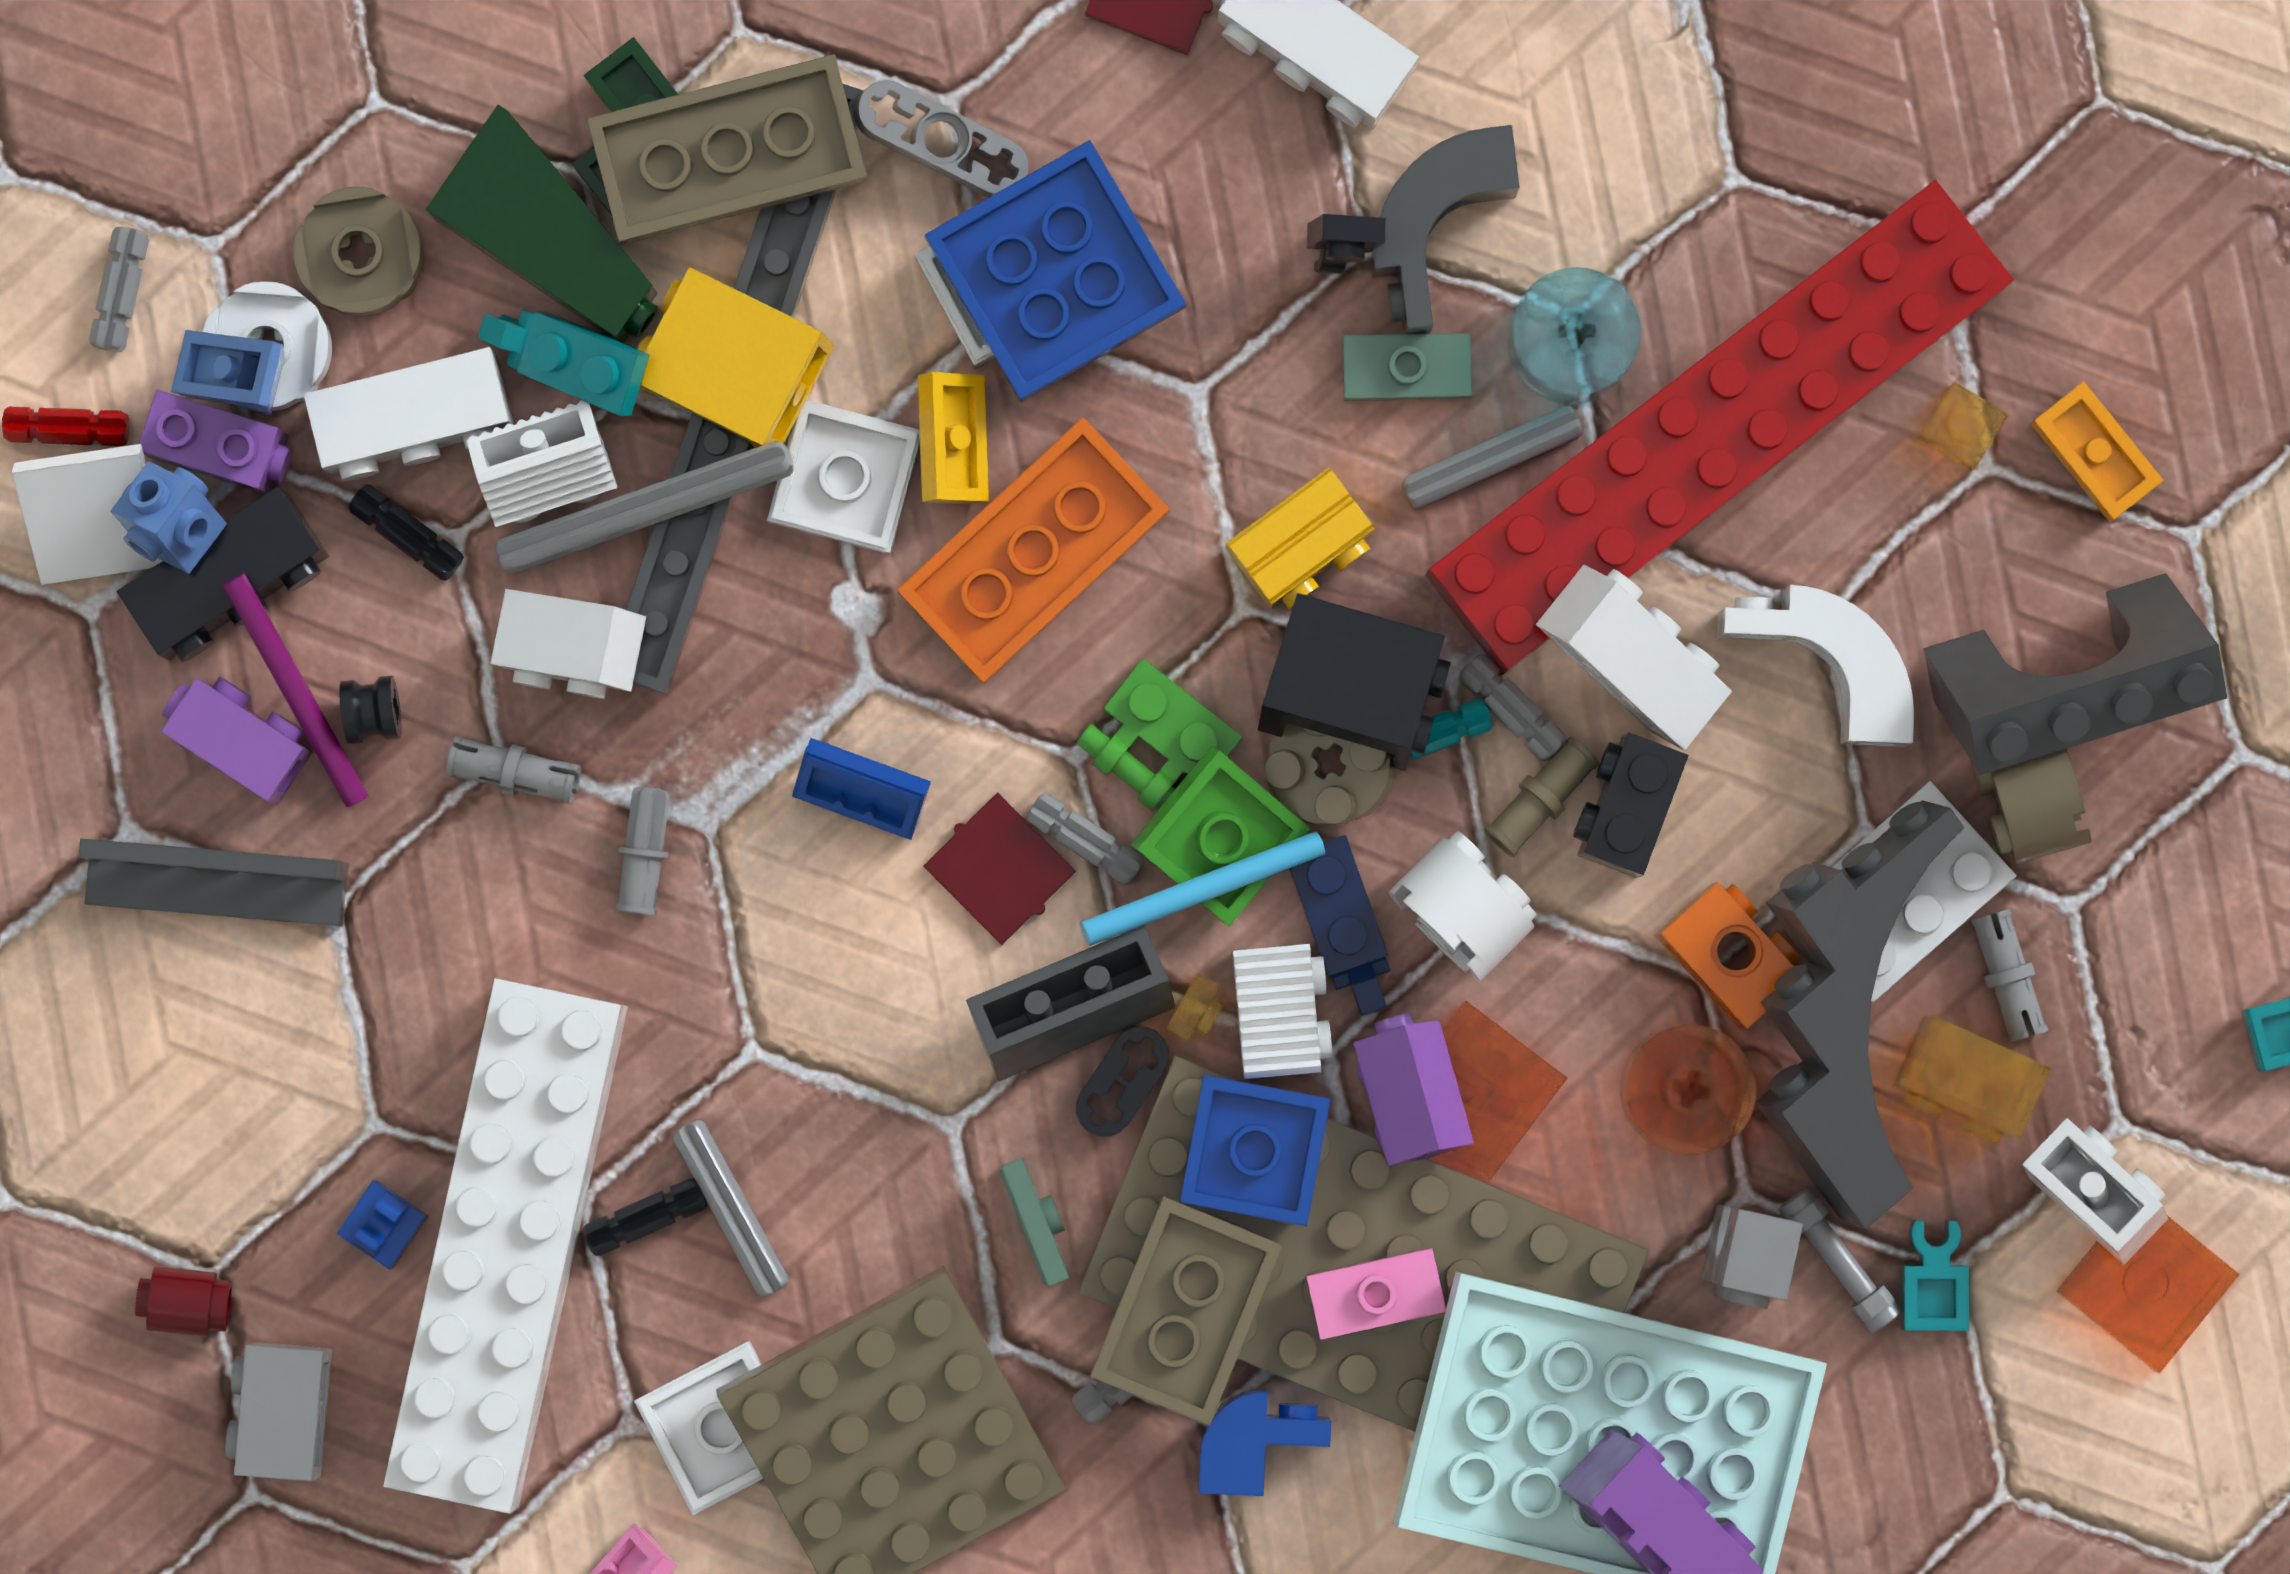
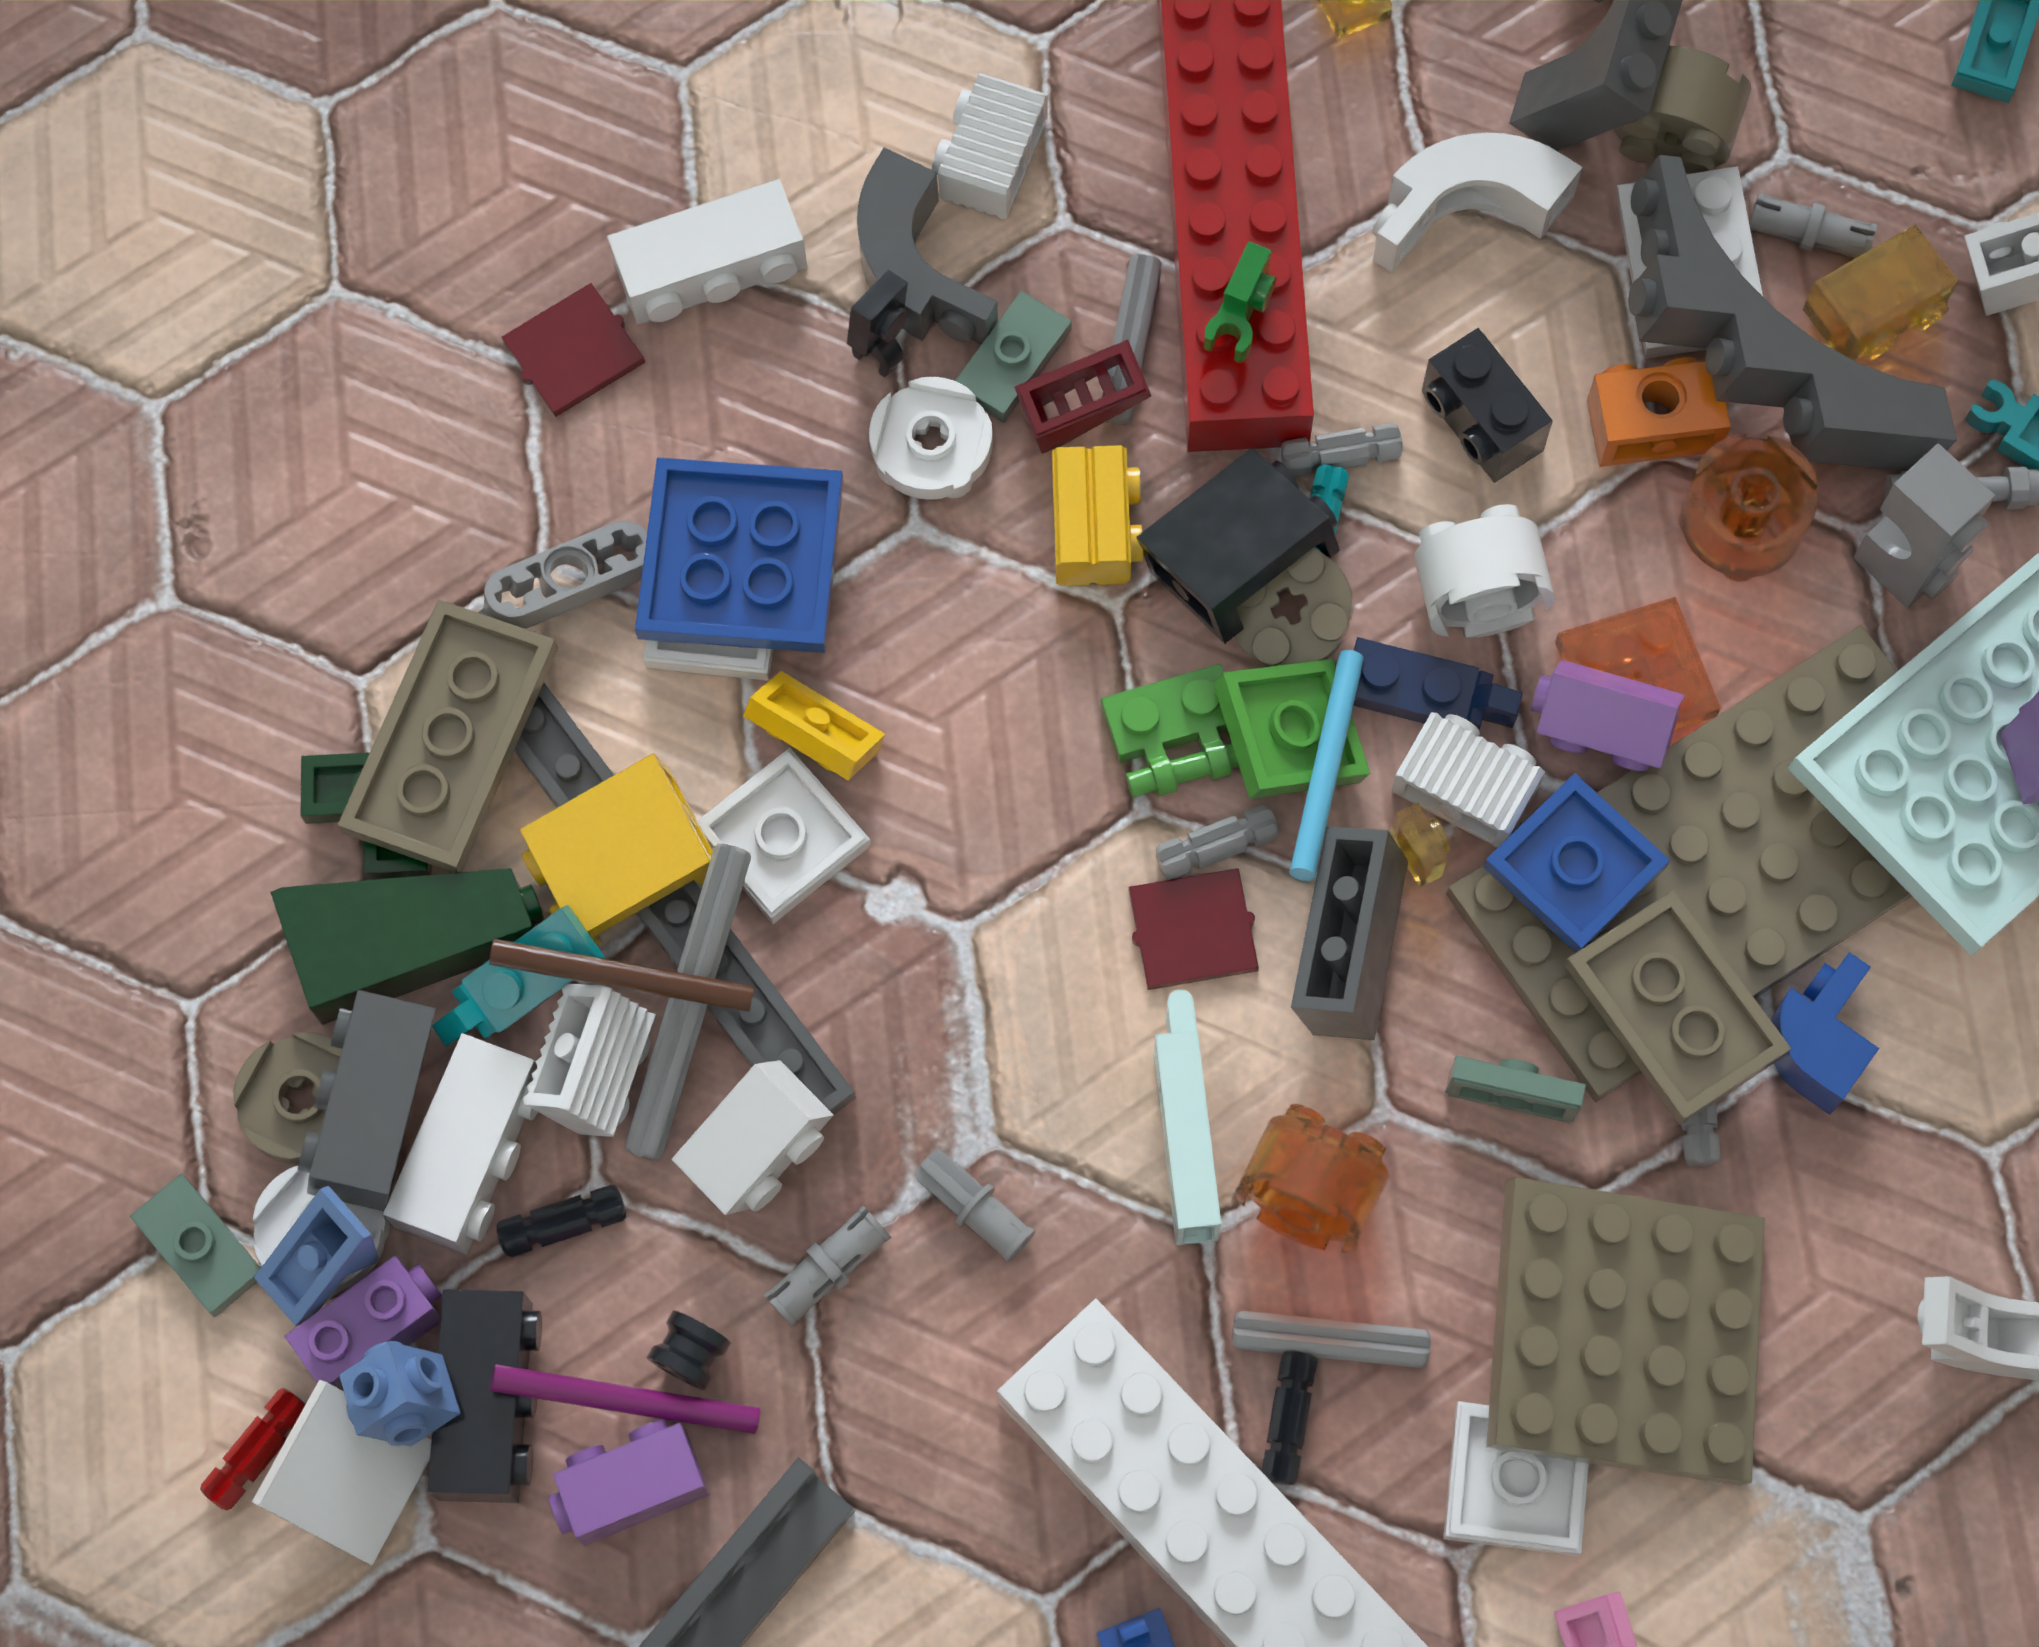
camera: 50 degrees left, 15 degrees down
(118, 289) = (176, 1322): light grey axle -> none
(189, 258) = (197, 1245): none -> sand green plate
(383, 313) = (367, 1099): none -> dark grey brick
(617, 444) = (621, 975): none -> reddish brown bar
(820, 977) = (1186, 1125): none -> light aqua hinge
(839, 1112) = (1314, 1179): none -> clear orange brick
(861, 788) = (1049, 988): blue plate -> none
(1033, 550) = (951, 726): orange plate -> none
(1109, 1072) = (1454, 938): black beam -> none
(1294, 319) = (937, 472): none -> white plate
(1360, 428) = (1074, 423): none -> dark red slope
(1376, 1293) = (1761, 850): bright pink plate -> none
(1541, 797) = (1429, 467): dark tan pin -> none
(1571, 541) = (1247, 290): none -> green plate
(1589, 210) = (991, 145): none -> white brick
(1599, 309) = (1080, 212): clear light blue brick -> none
(1635, 654) = (1368, 315): white brick -> none

